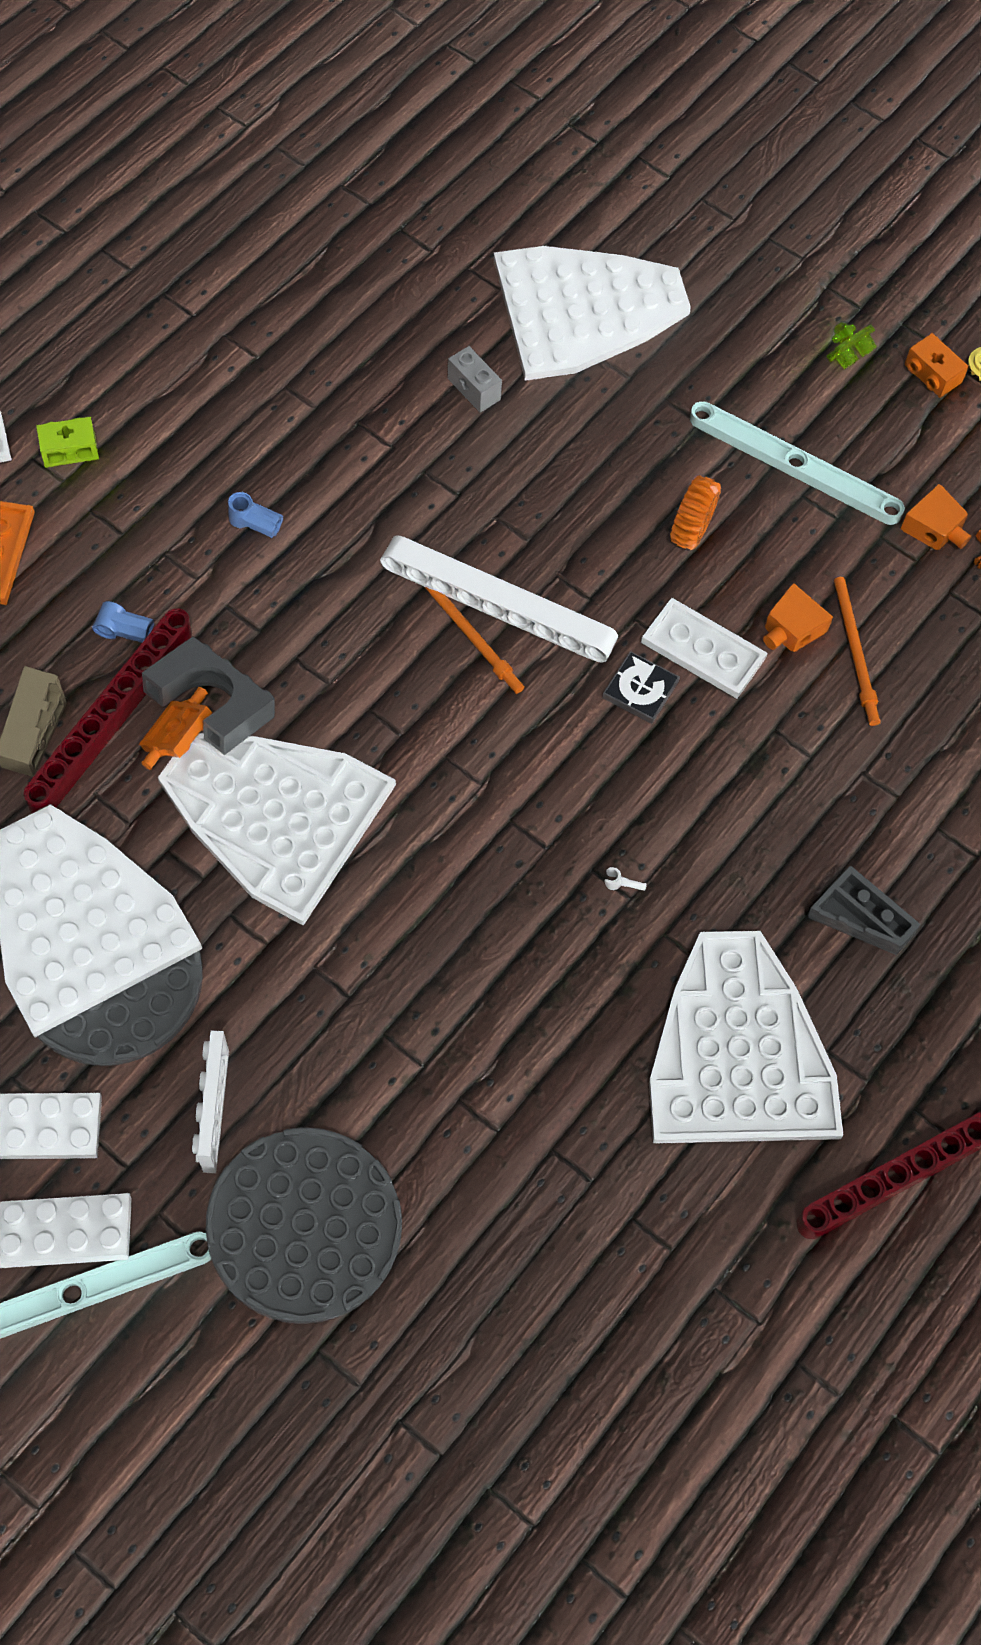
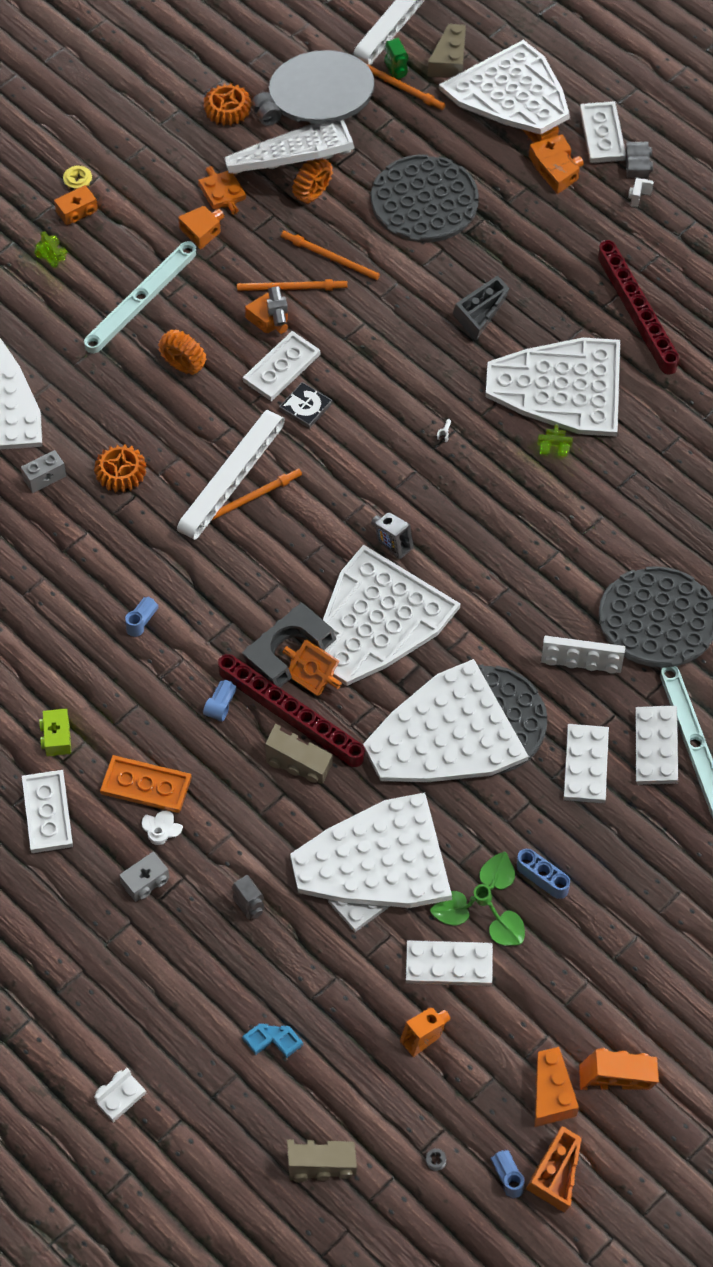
camera: 80 degrees left, 5 degrees down
(414, 817) = (393, 534): none -> flat silver torso
(476, 466) = (116, 463): none -> orange gear
(621, 1030) = (548, 440): none -> clear neon green hips
(795, 619) = (277, 306): none -> flat silver axle
(941, 653) = (299, 241): none -> orange bar

